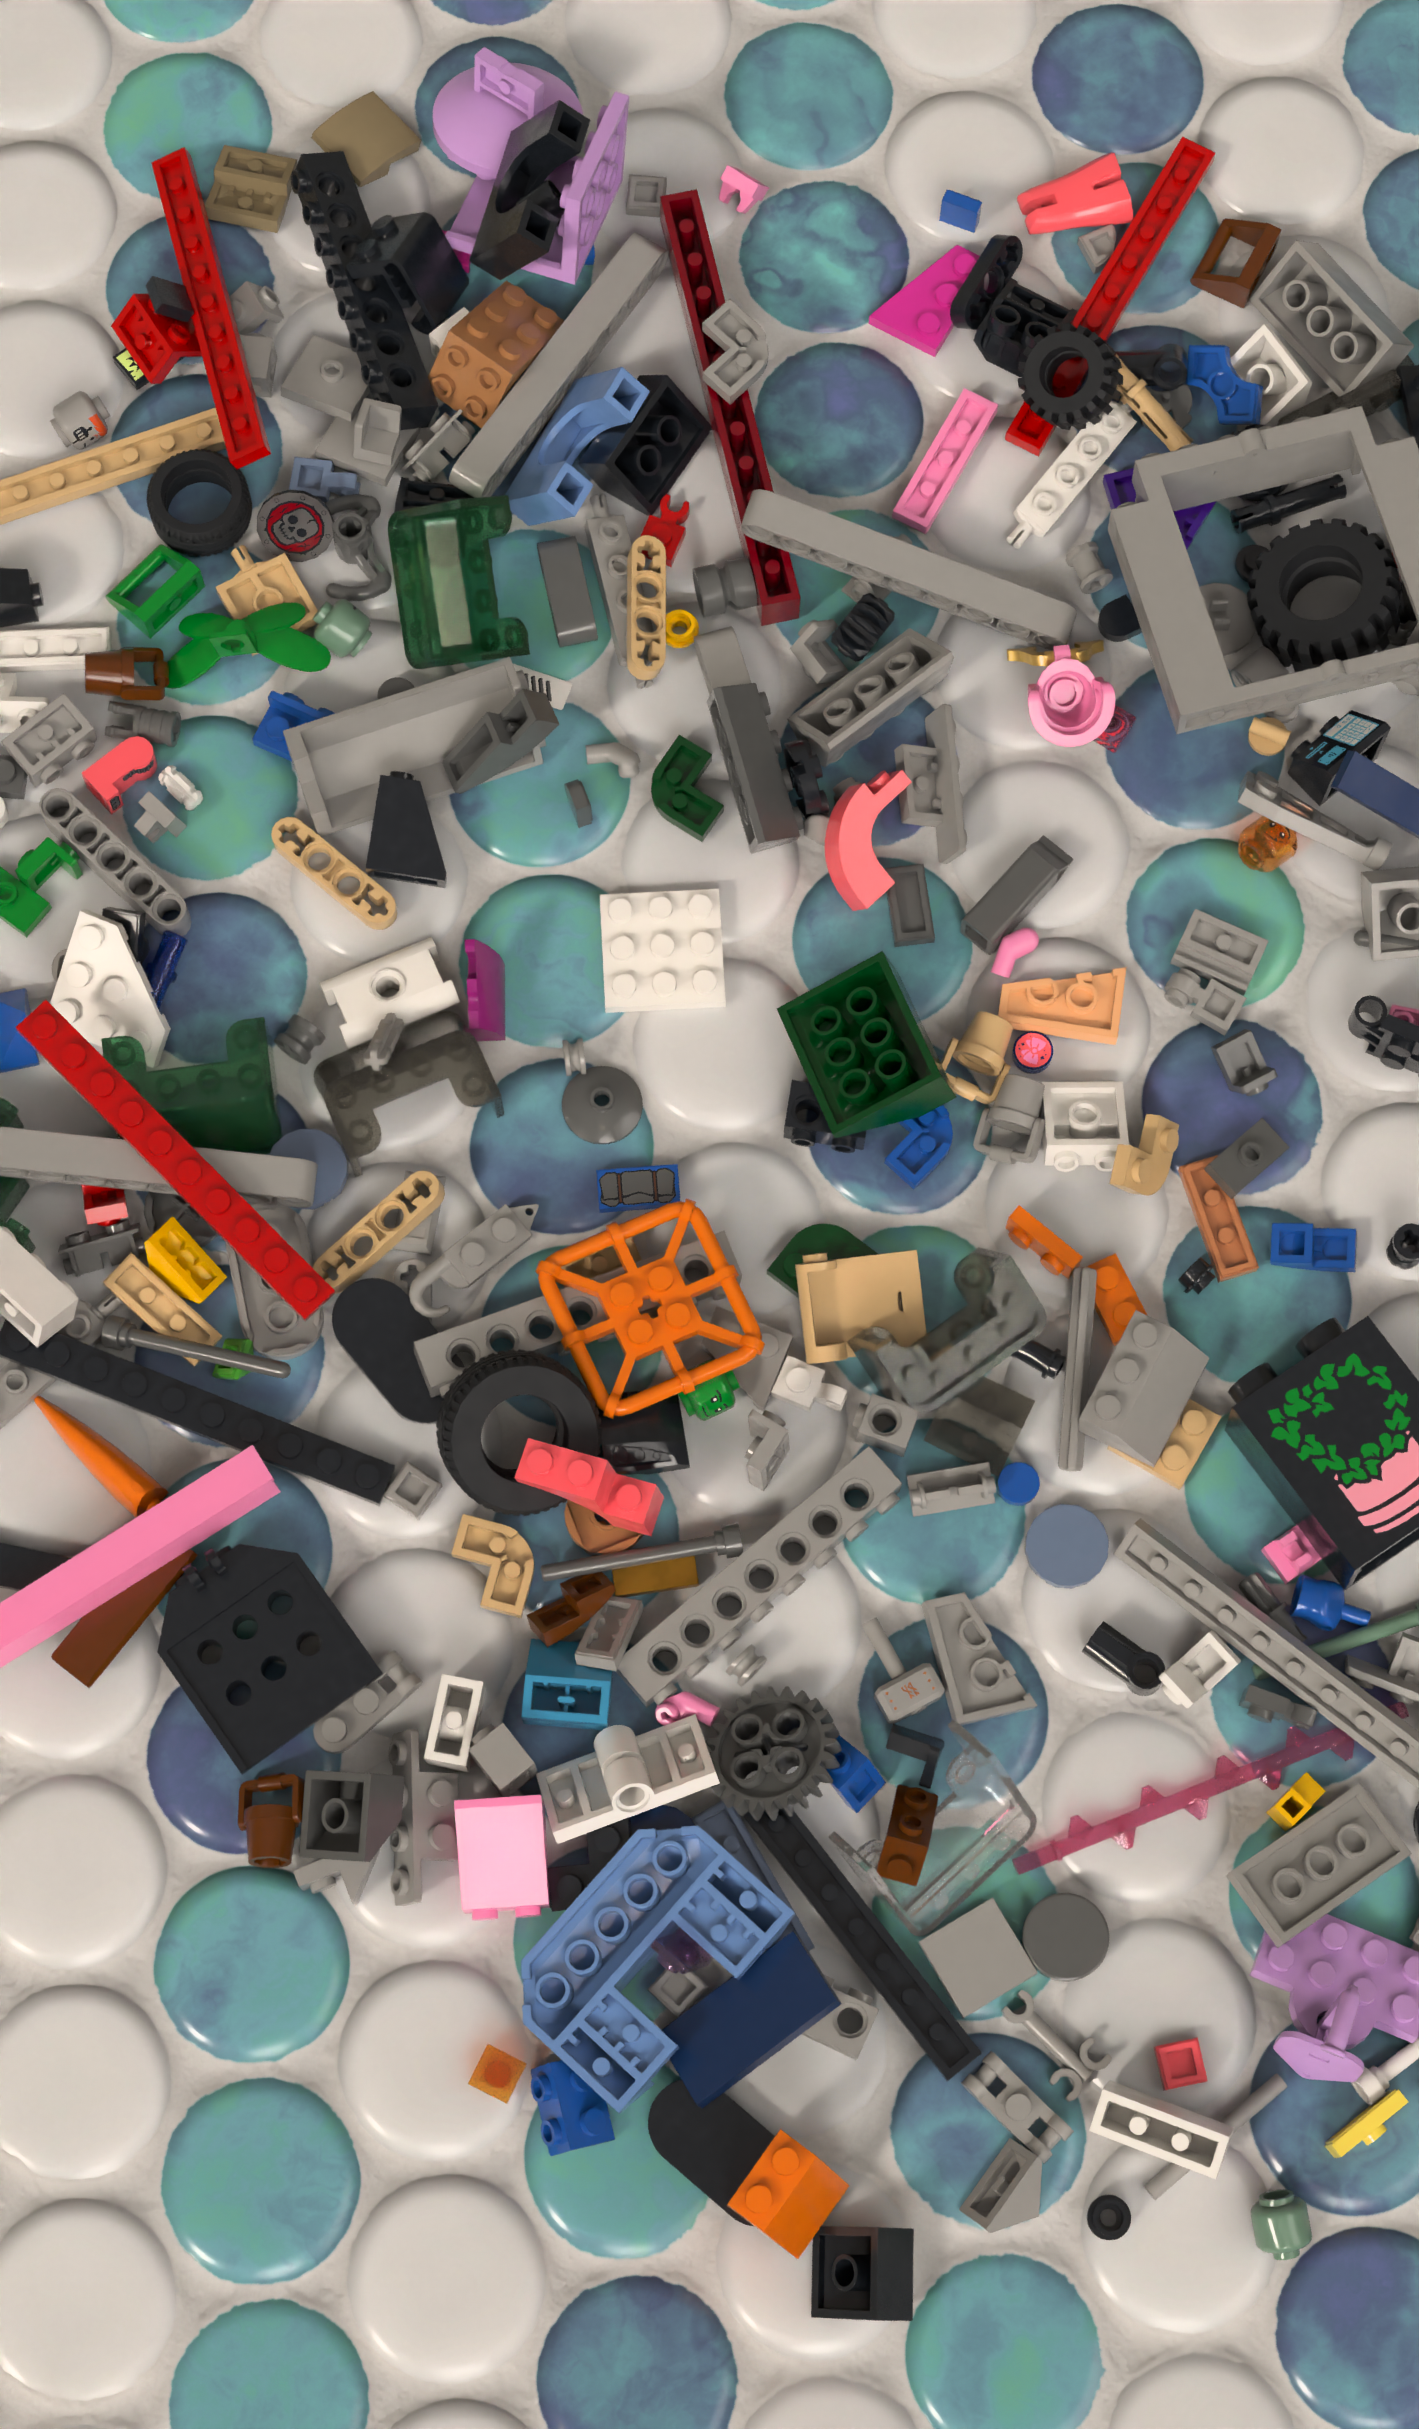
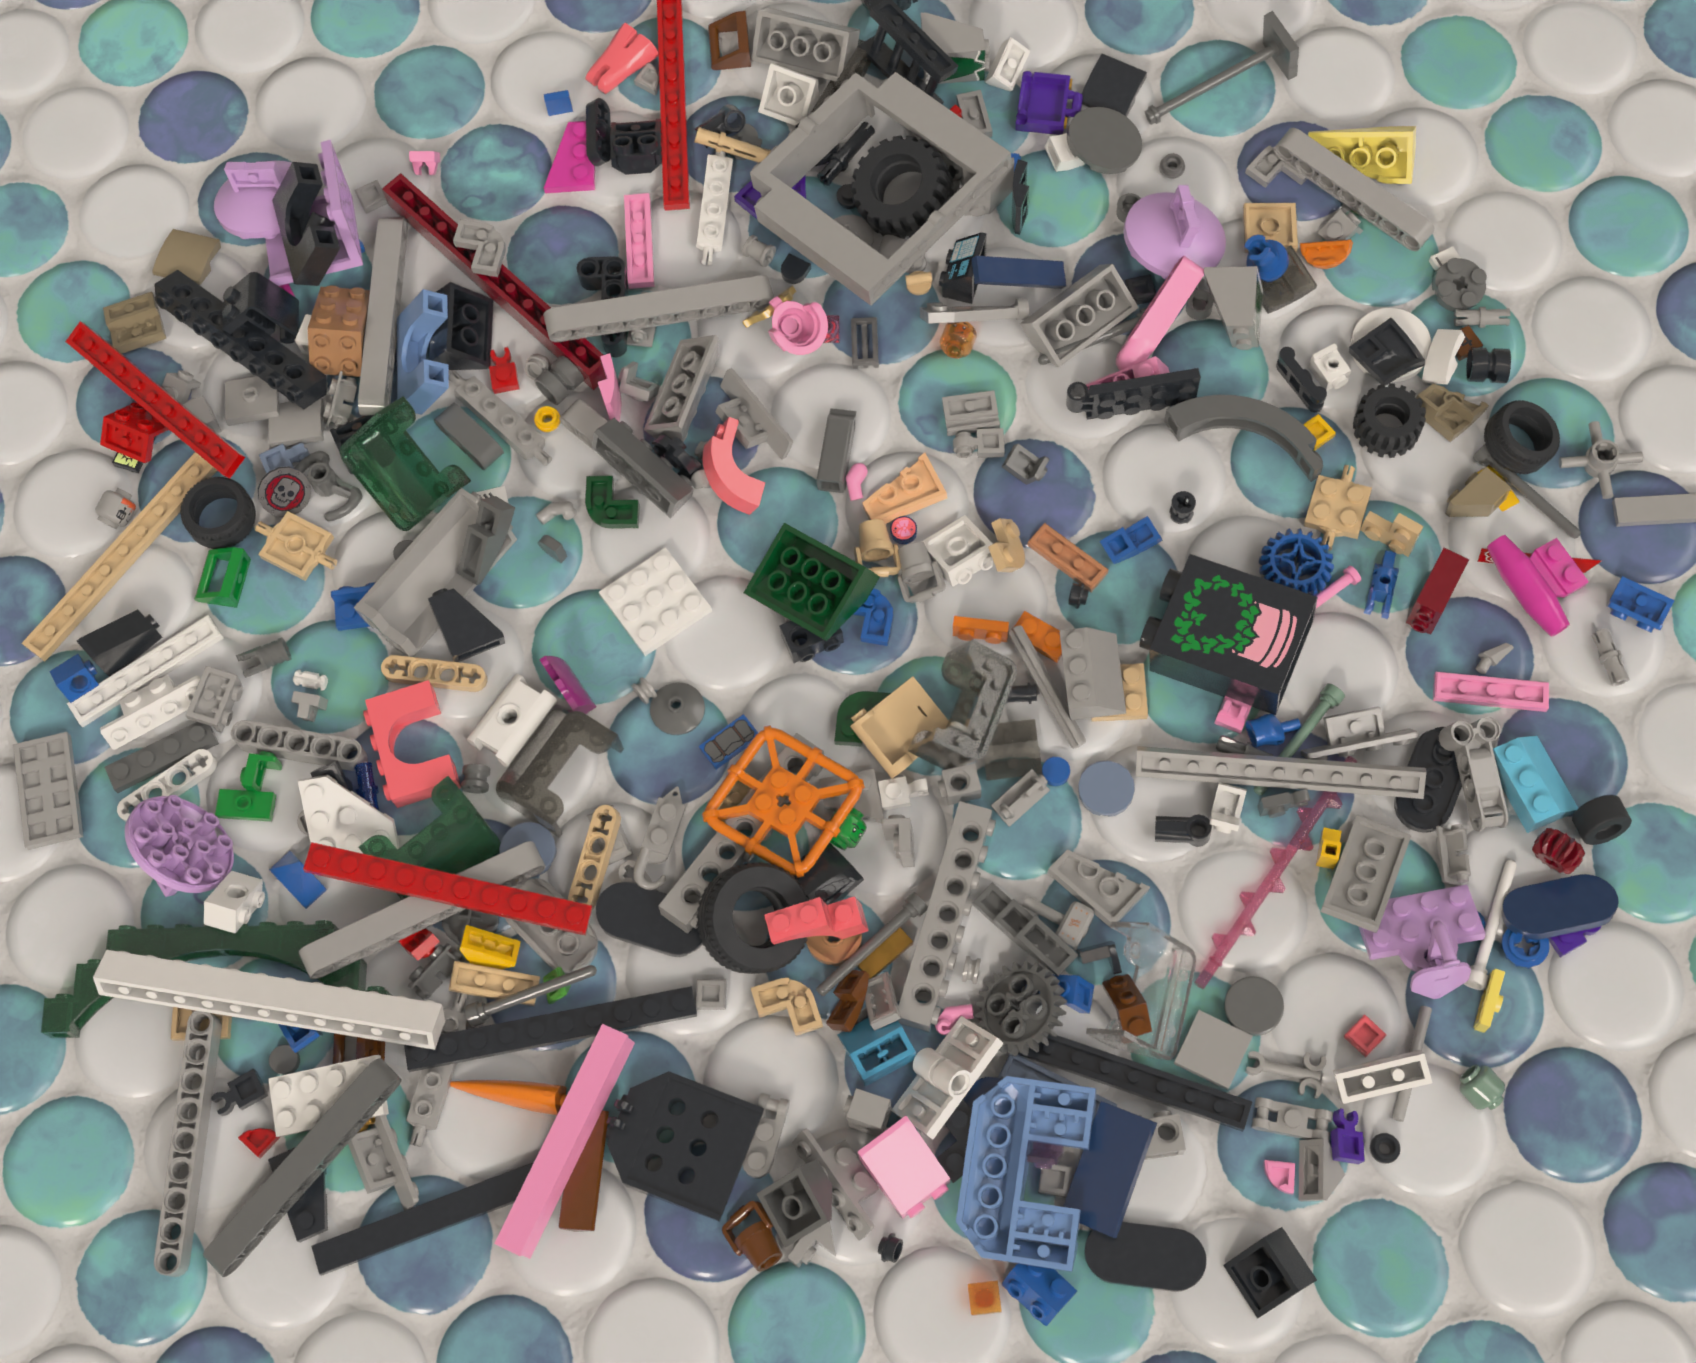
camera: 25 degrees left, 5 degrees down
(113, 673) = (230, 638): reddish brown piece -> none
(119, 770) = (267, 691): coral leg -> none
(169, 299) = (127, 407): black tile -> none
(241, 895) = (388, 717): none -> coral arch
(260, 632) = (303, 562): green piece -> none
(342, 628) = (349, 532): sand green head -> none
(377, 431) = (300, 410): light grey panel -> none
(383, 1041) = (528, 746): light grey axle -> none
(425, 1939) = (890, 1248): none -> black plate
(454, 1722) = (826, 1110): white brick -> none
(651, 608) = (525, 415): tan beam -> none
(710, 549) = (536, 365): none -> light grey plate
(776, 641) = (610, 389): none -> bright pink slope
(788, 2194) = (1197, 1252): orange slope -> none
(844, 1658) = (1025, 929): none -> dark grey slope
(862, 627) = (653, 355): black gear -> none
(868, 499) = (609, 284): none -> black beam
(909, 906) = (781, 492): dark grey tile -> none
(958, 2164) = (1280, 1175): none -> bright pink tile
(1045, 360) = (662, 146): black tyre -> none
(1064, 2178) = (1345, 1141): none -> dark purple plate
(1129, 800) = (865, 362): none -> flat silver tile
(1235, 399) = (779, 114): blue tile -> none
(1246, 1158) = (1061, 514): dark grey plate -> none

